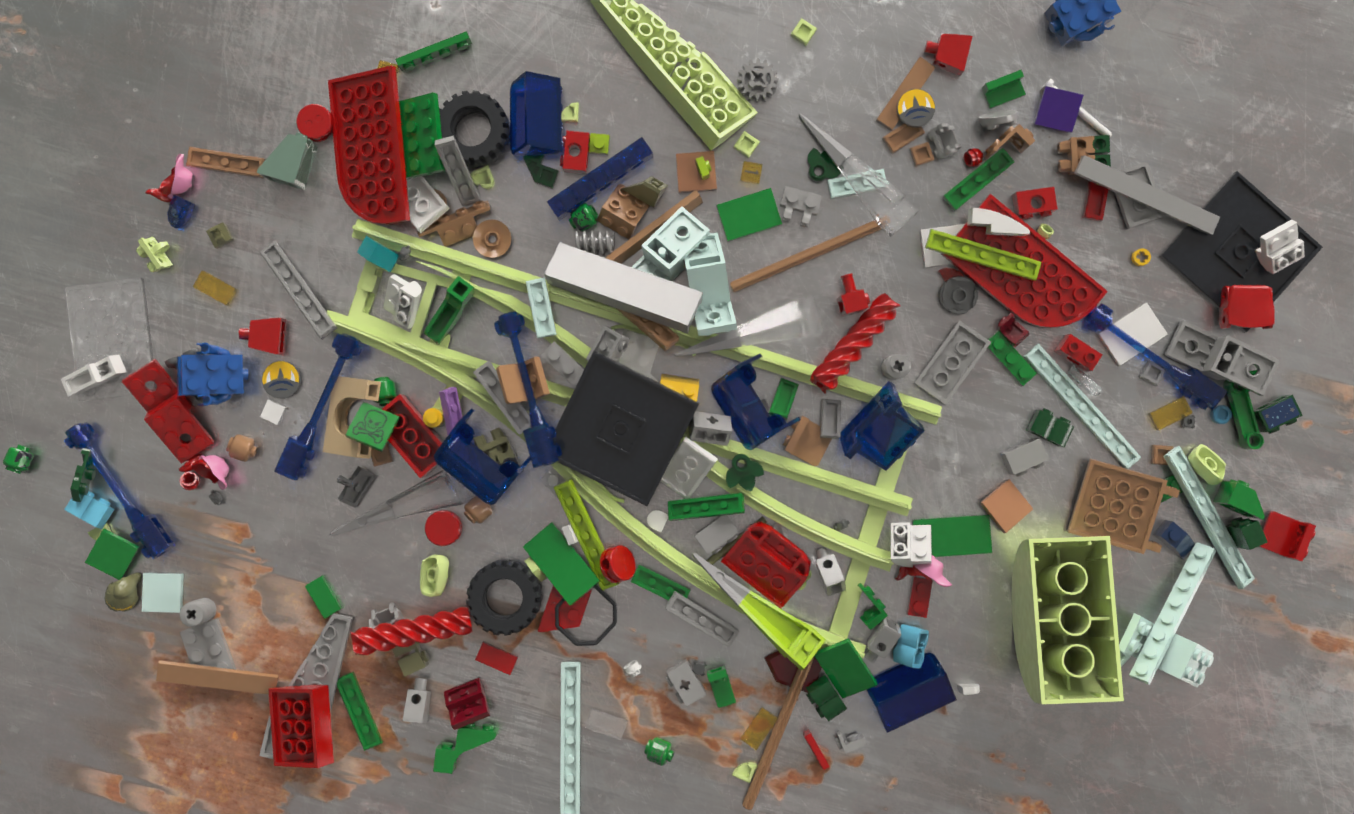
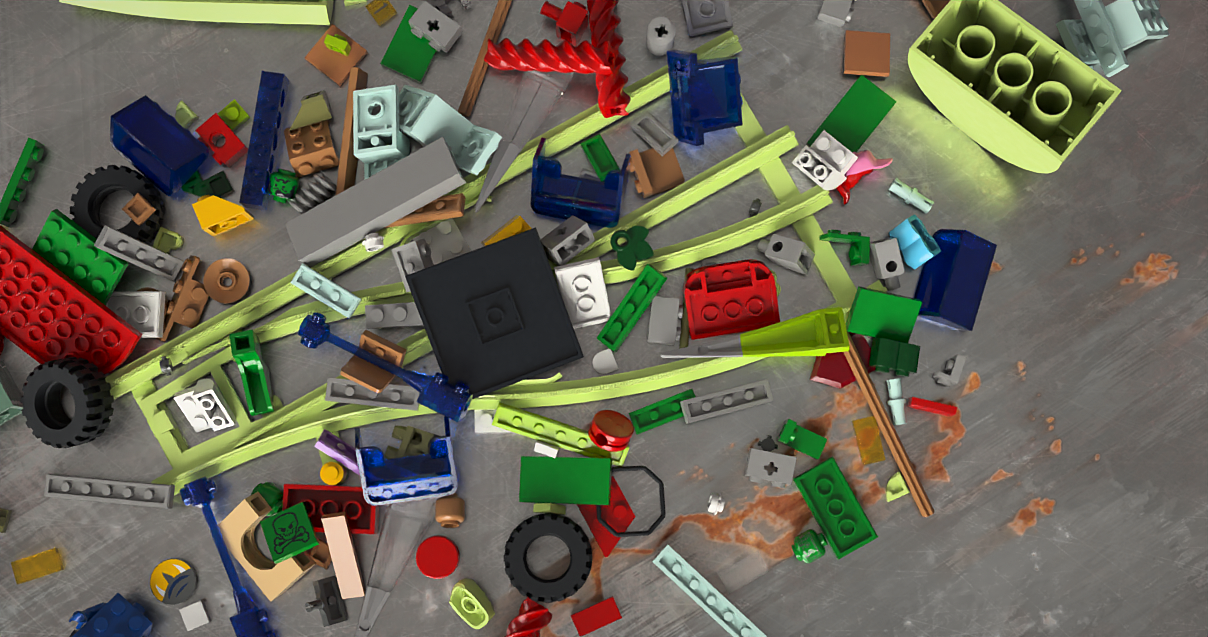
camera: 50 degrees left, 5 degrees down
(265, 335) = (121, 558): red torso -> none
(309, 205) = (44, 408): none -> black tyre
(378, 254) = (144, 389): teal slope -> none
(390, 470) = (343, 555): none -> tile
(483, 144) = (138, 209): none -> medium nougat tile
(527, 195) = (219, 214): none -> yellow slope
(598, 309) = (373, 242): none -> white plate
(698, 745) = (835, 508): none -> green tile
(770, 207) = (429, 16): none -> light grey brick
(799, 724) = (896, 401): none -> light aqua pin
(814, 308) = (548, 58): none -> red piece
(919, 597) = (878, 197): red plate -> none
(939, 616) = (911, 195): none -> light aqua pin
(969, 689) = (997, 227): white tile -> none

